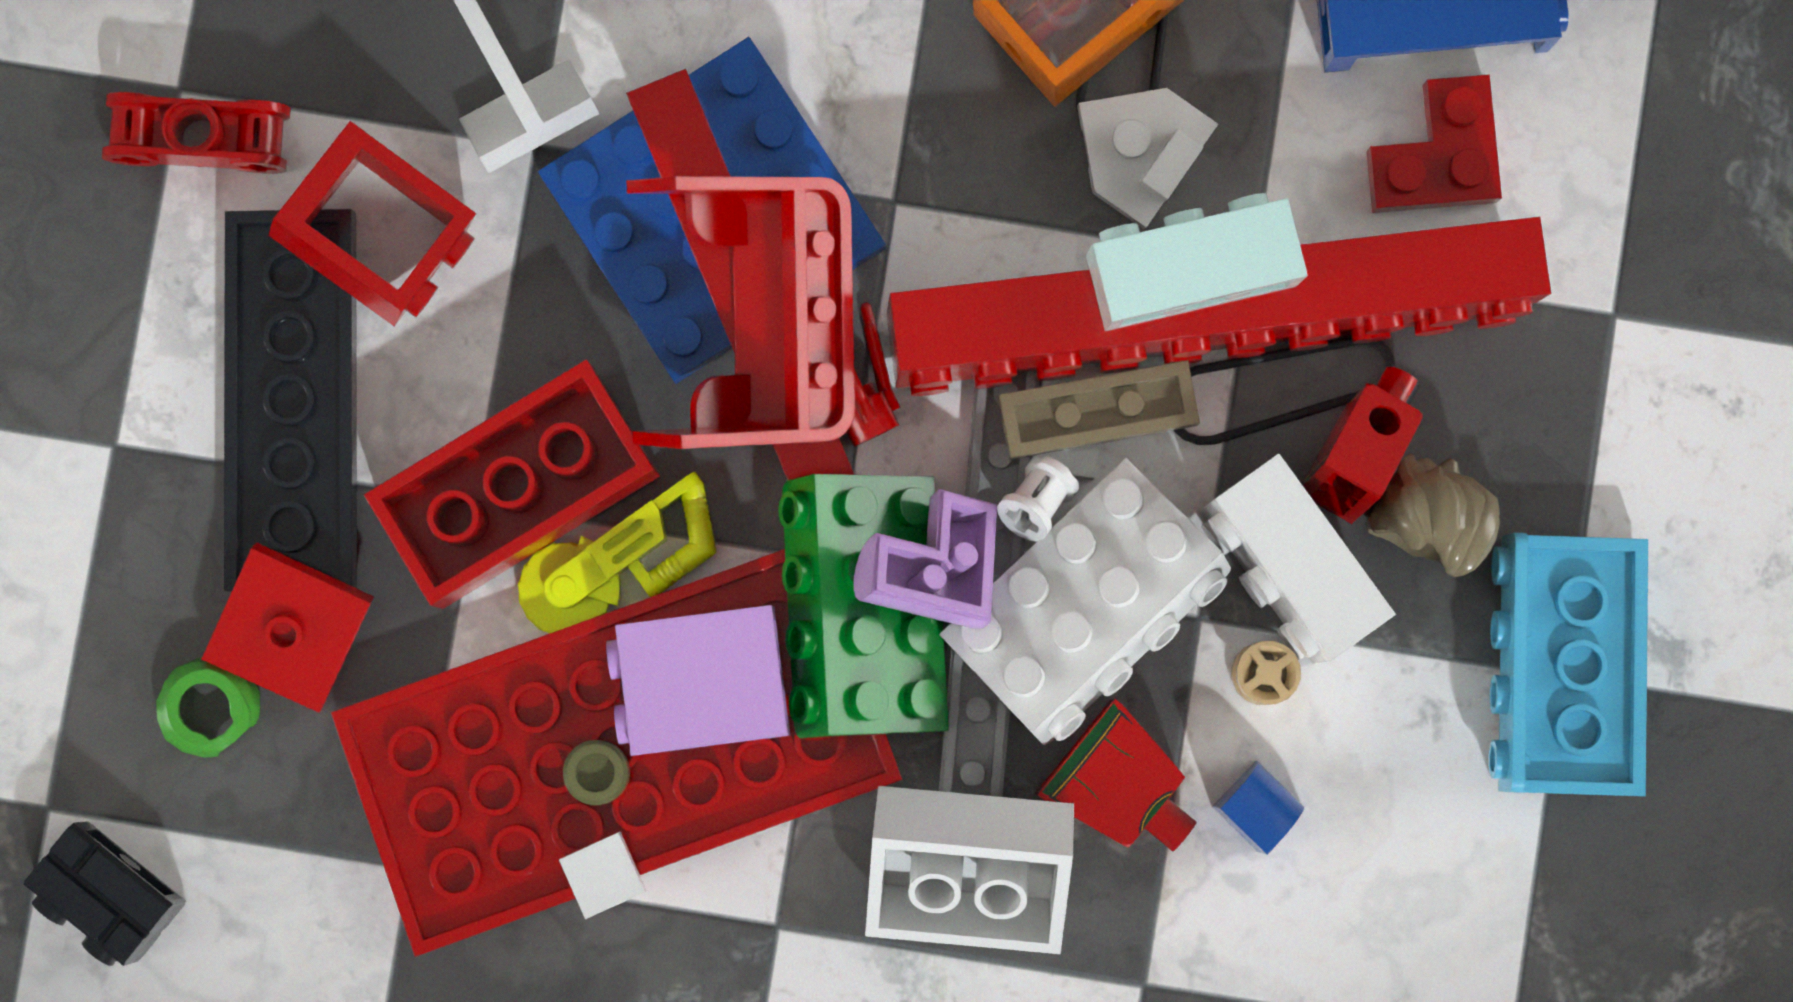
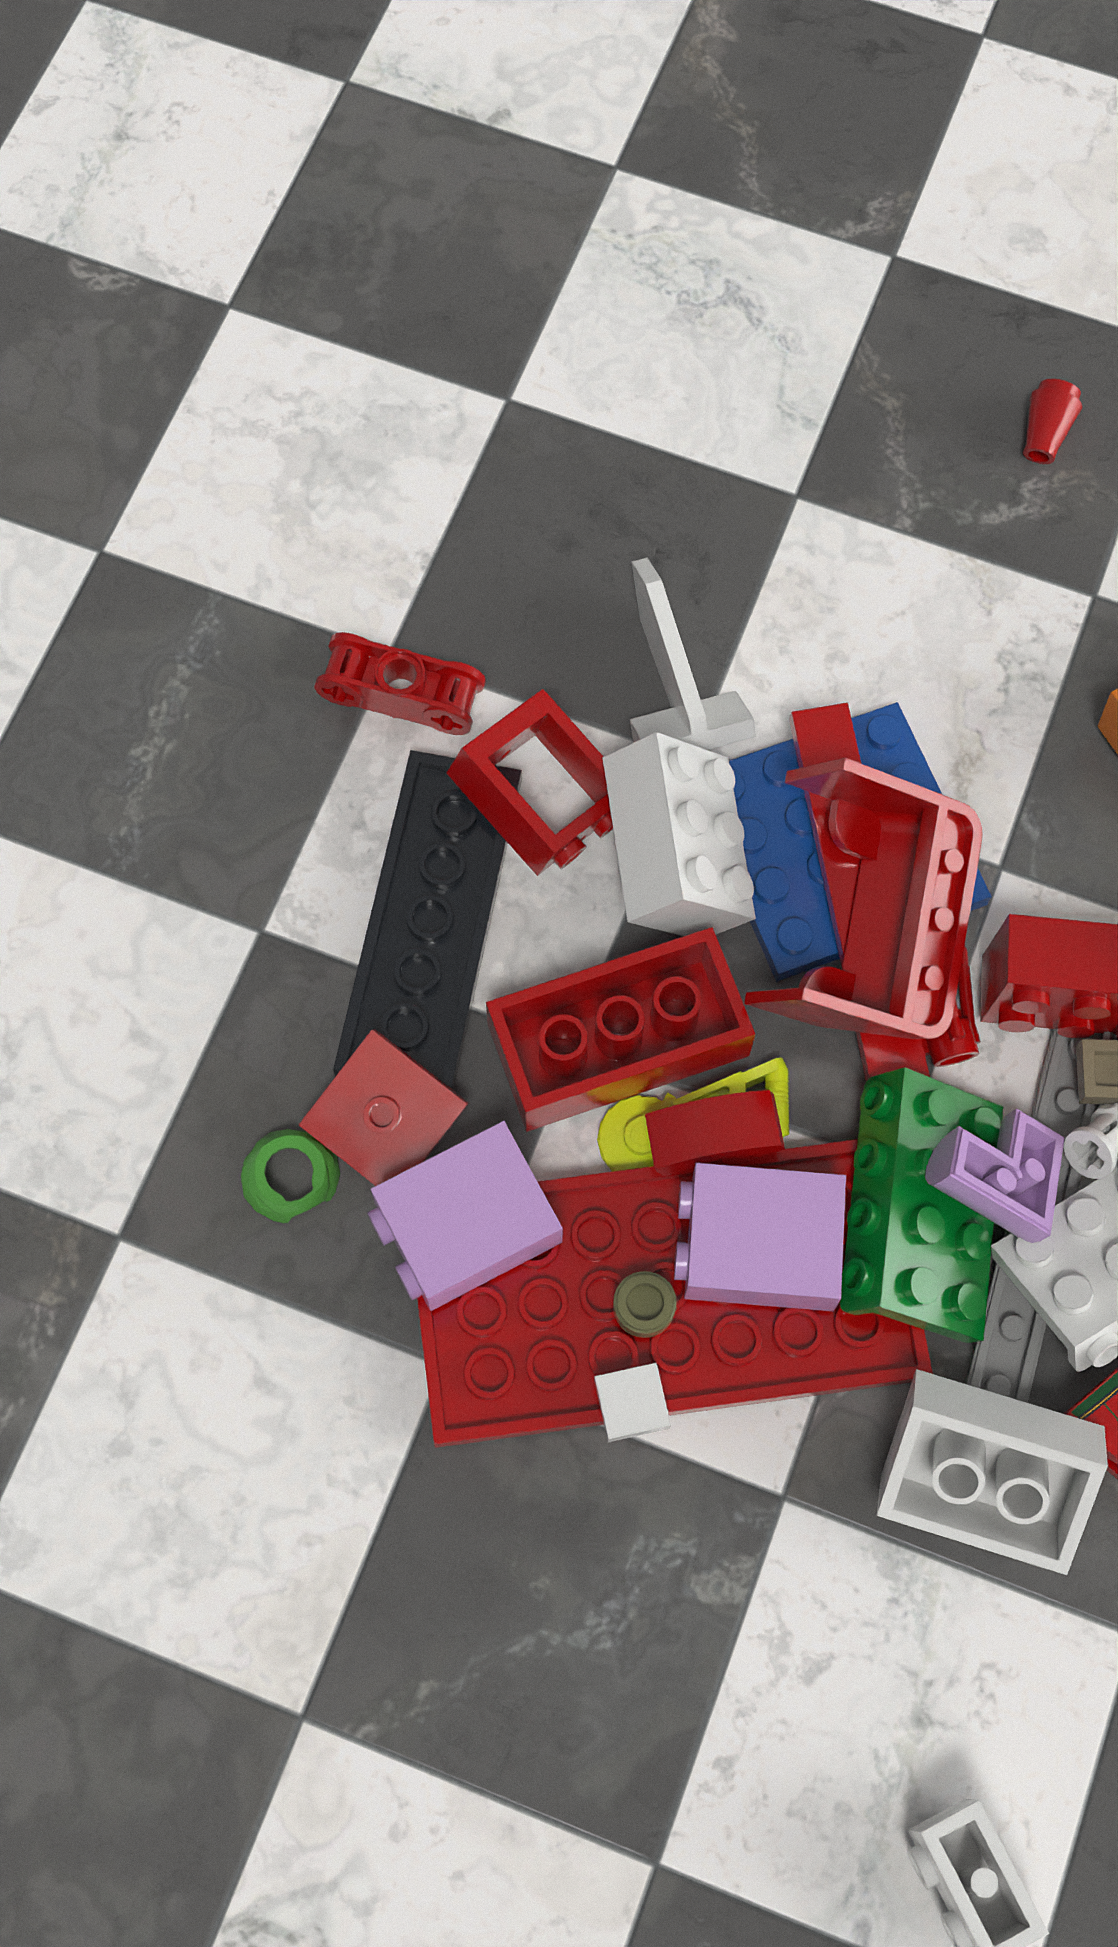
camera: 10 degrees right, 15 degrees down
(102, 895) = (153, 1322): black brick -> none
(391, 726) = (464, 1217): none -> lavender brick
(532, 260) = (678, 837): none -> white brick
(633, 576) = (714, 1128): none -> red slope

